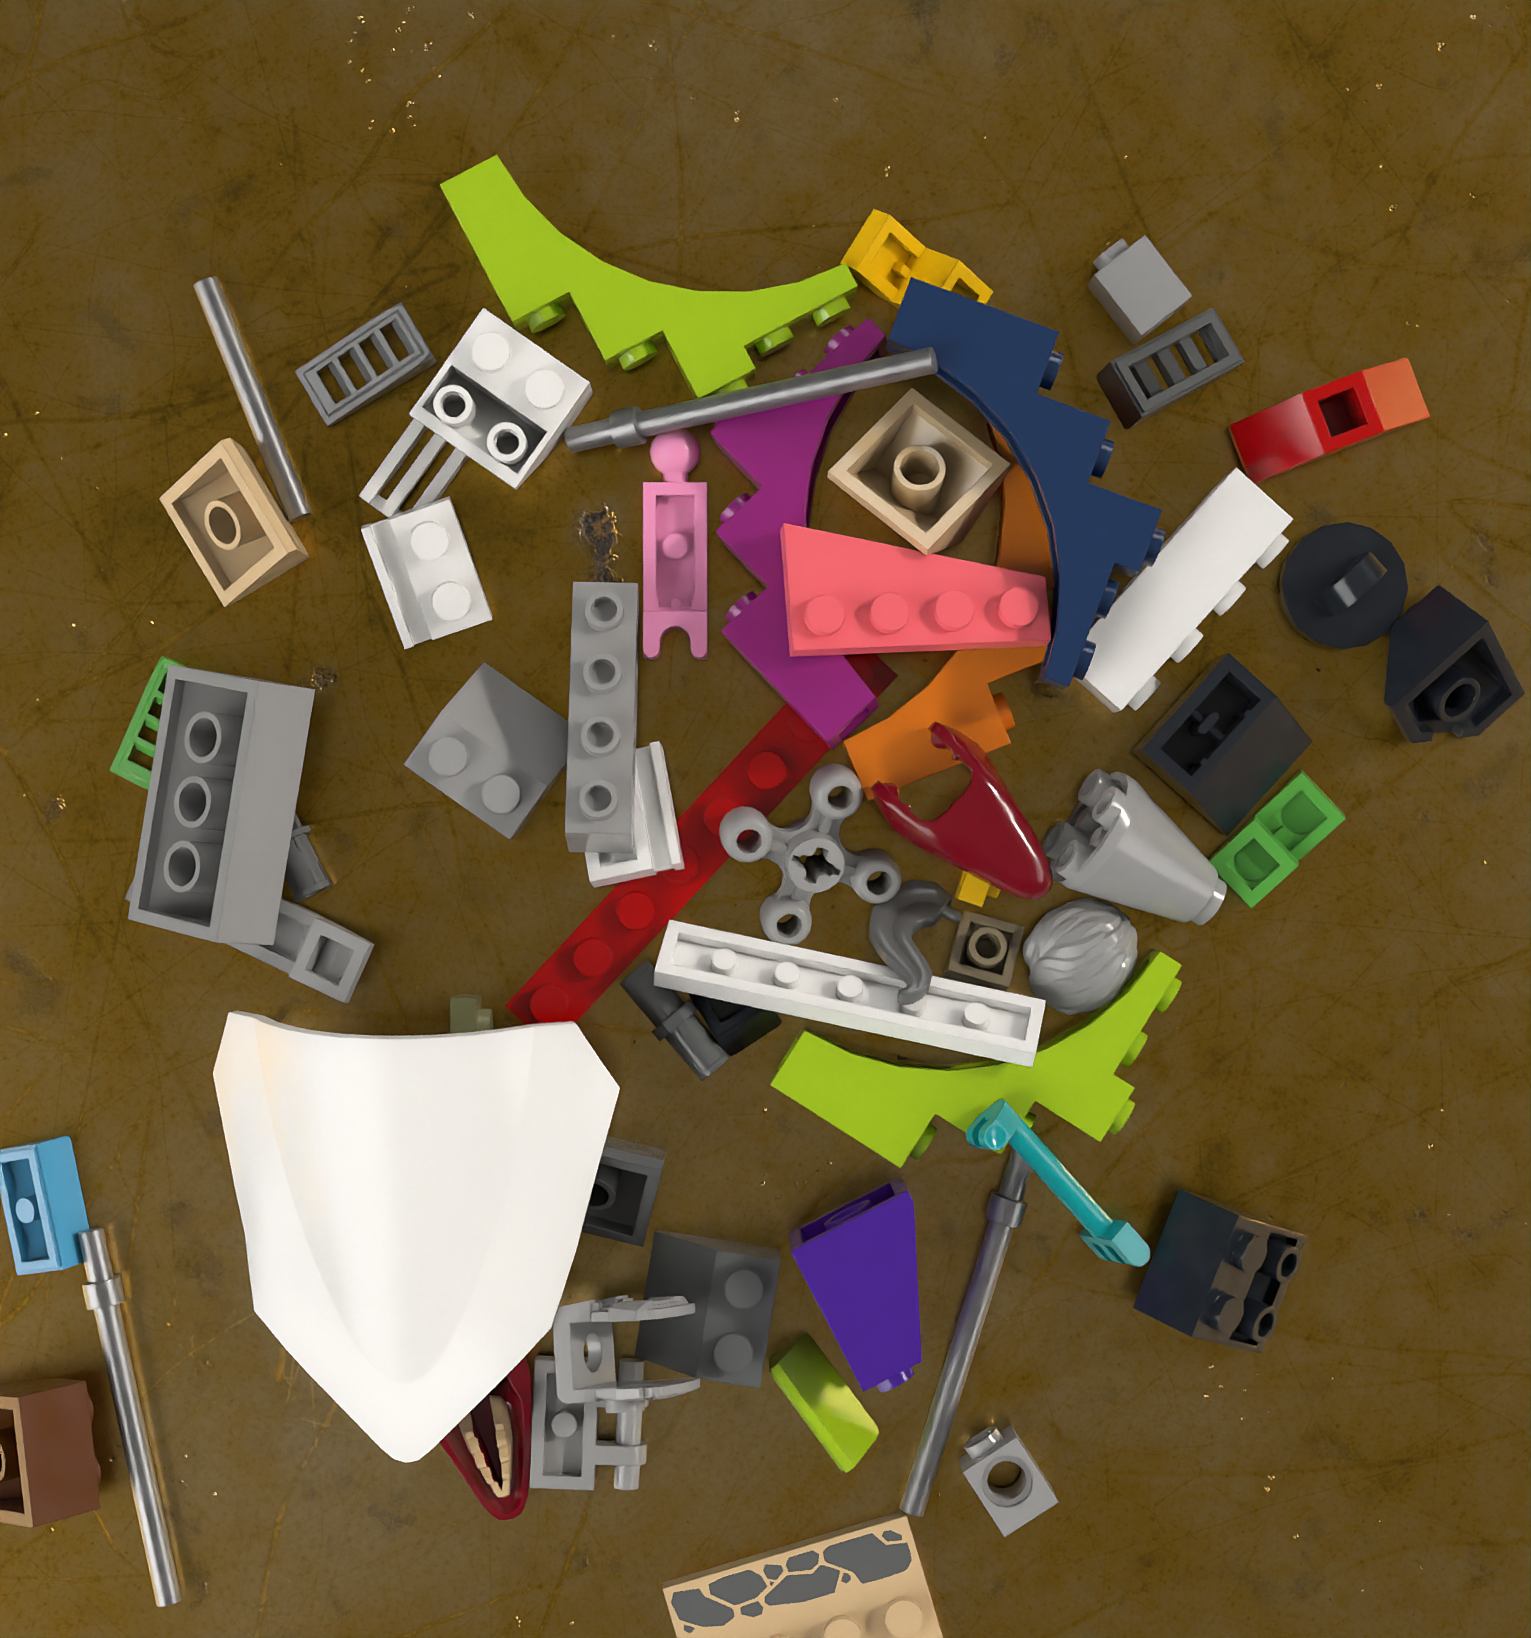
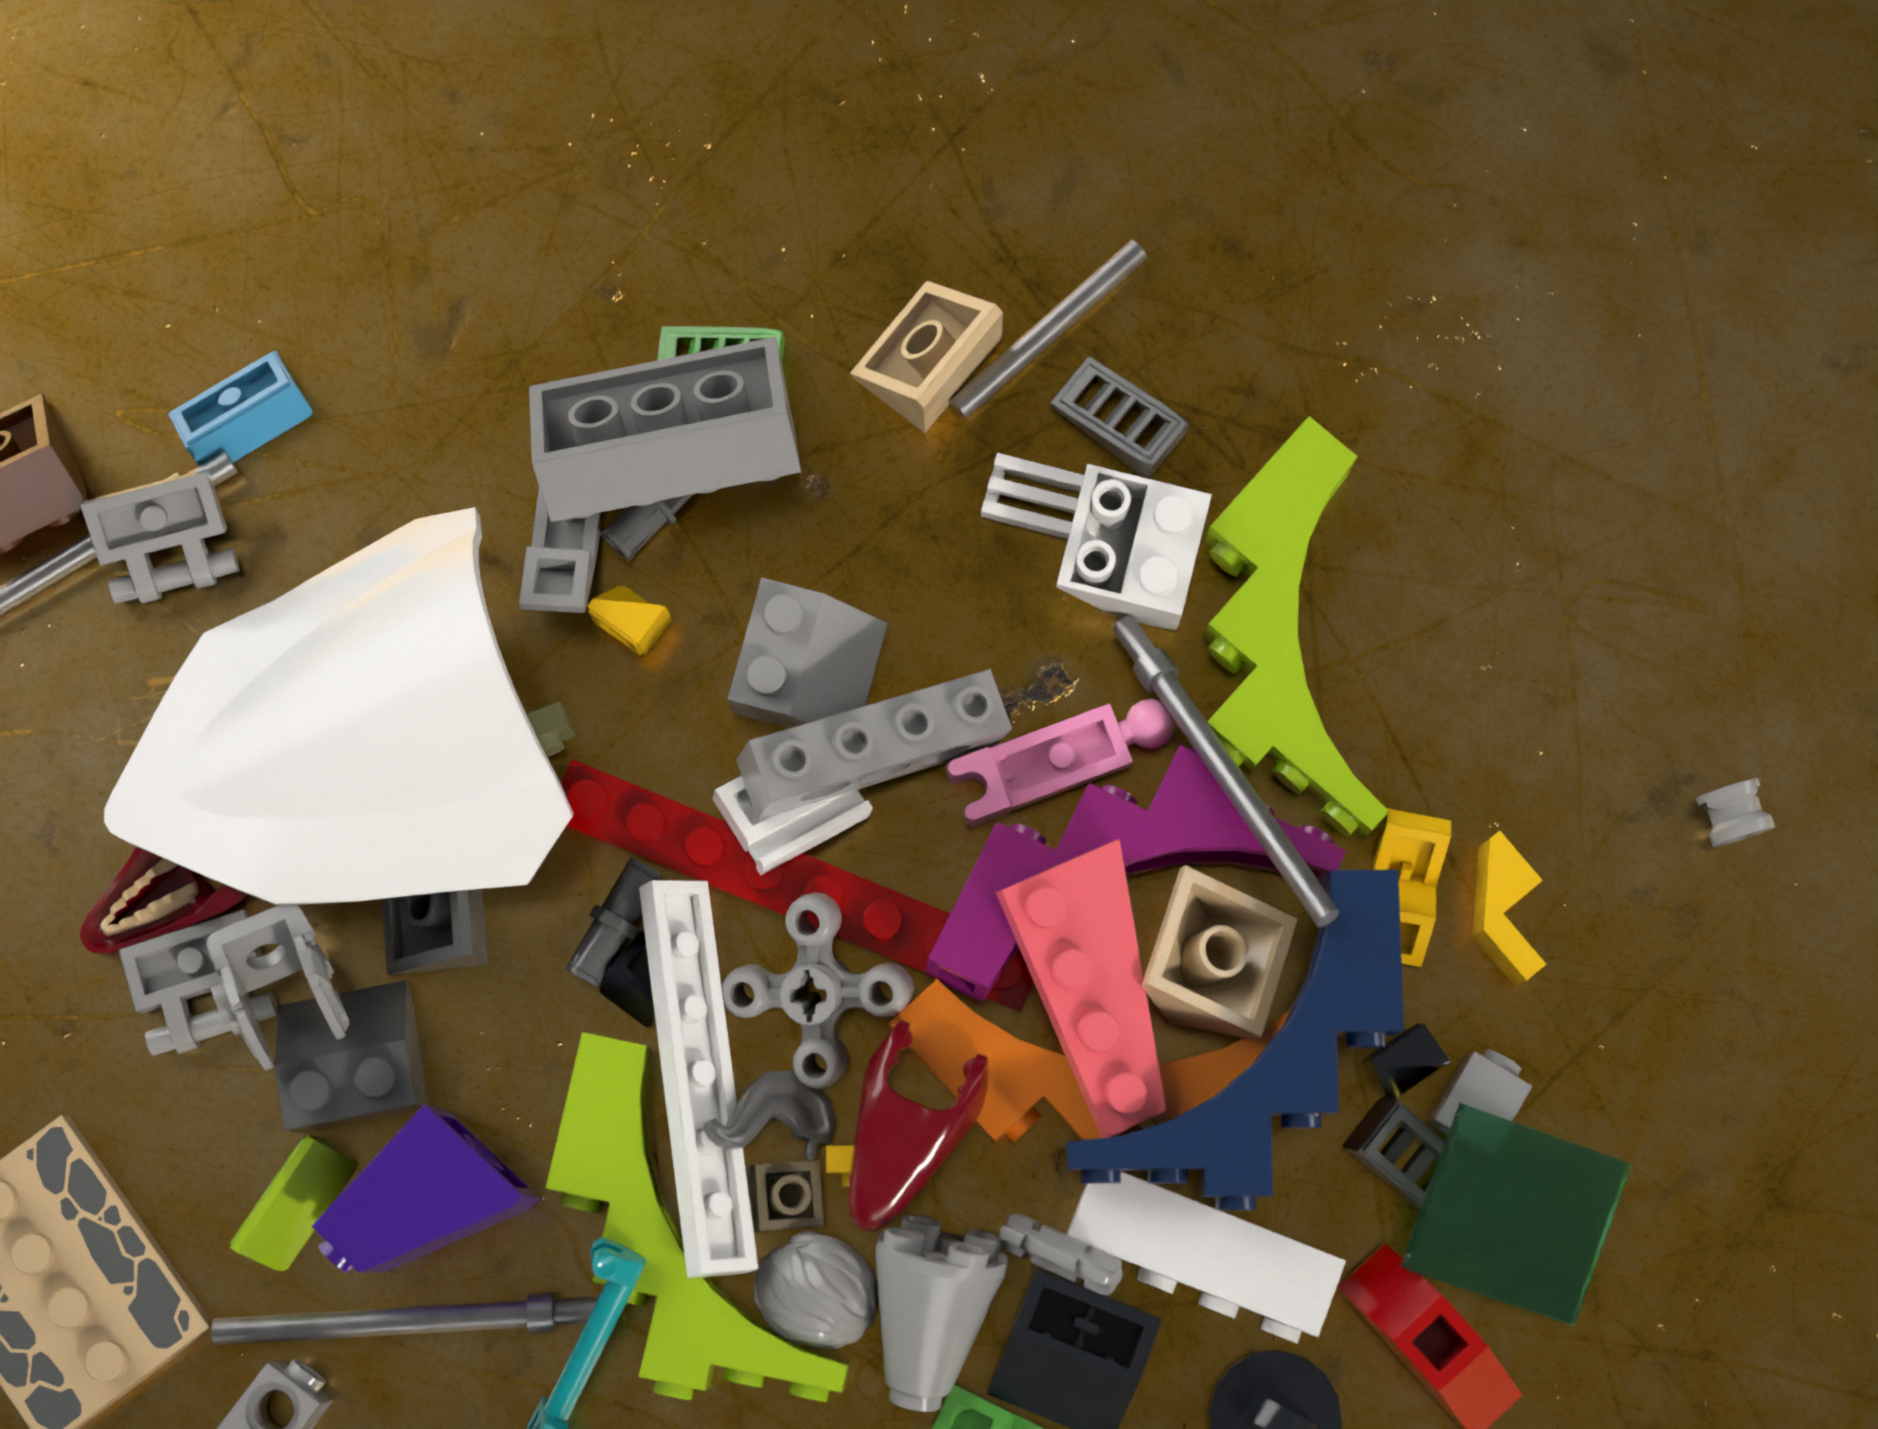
camera: 70 degrees right, 10 degrees down
(125, 1321) = (156, 518): none -> light grey plate
(388, 903) = (629, 618): none -> yellow slope
(427, 572) = (949, 539): white plate -> none
(949, 188) = (1500, 883): none -> yellow slope
(1076, 340) = (1405, 1061): none -> black slope
(1134, 721) = (1061, 1254): none -> light grey axle
(1251, 297) = (1516, 1214): none -> clear green piece

